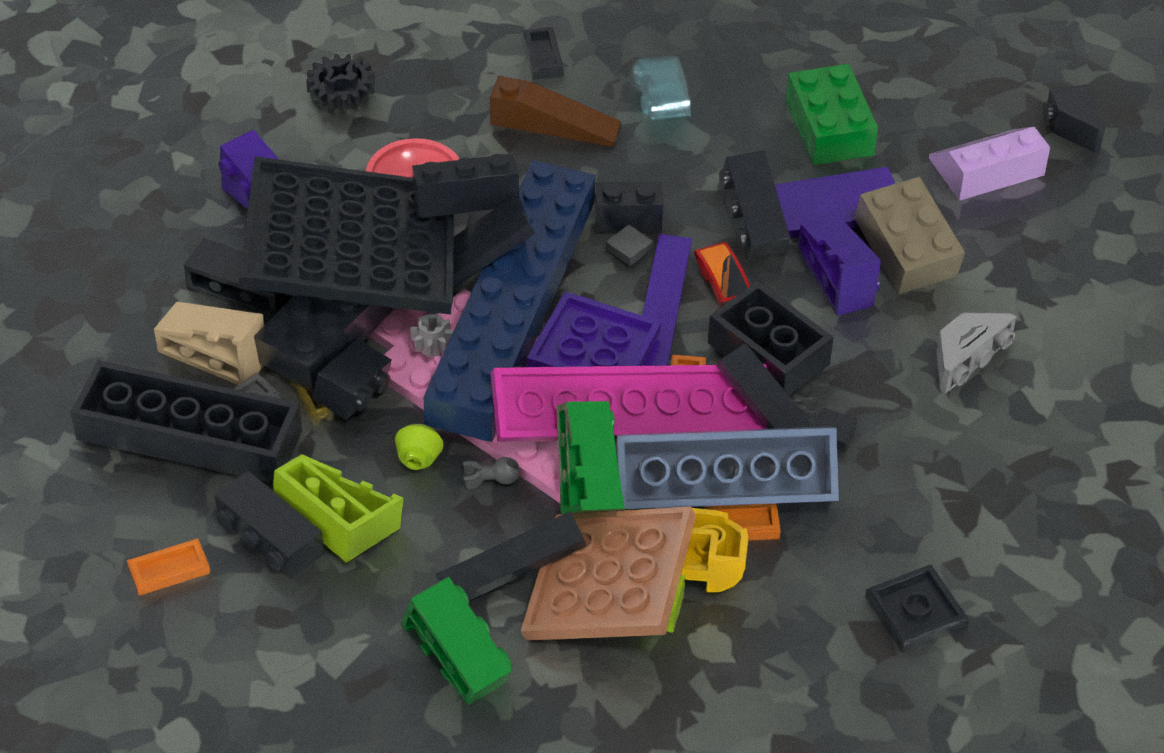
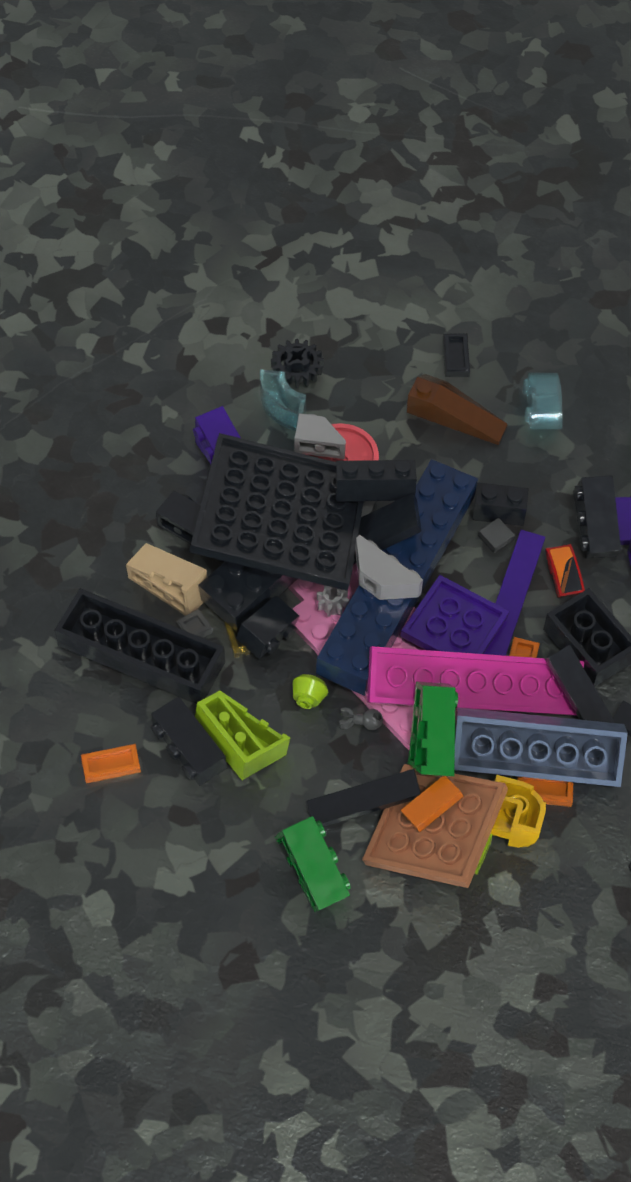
camera: 10 degrees right, 10 degrees up
(328, 124) = (280, 400): none -> clear light blue brick
(383, 152) = (318, 437): none -> light grey slope
(494, 287) = (383, 573): none -> light grey slope
(600, 547) = (432, 803): none -> orange tile

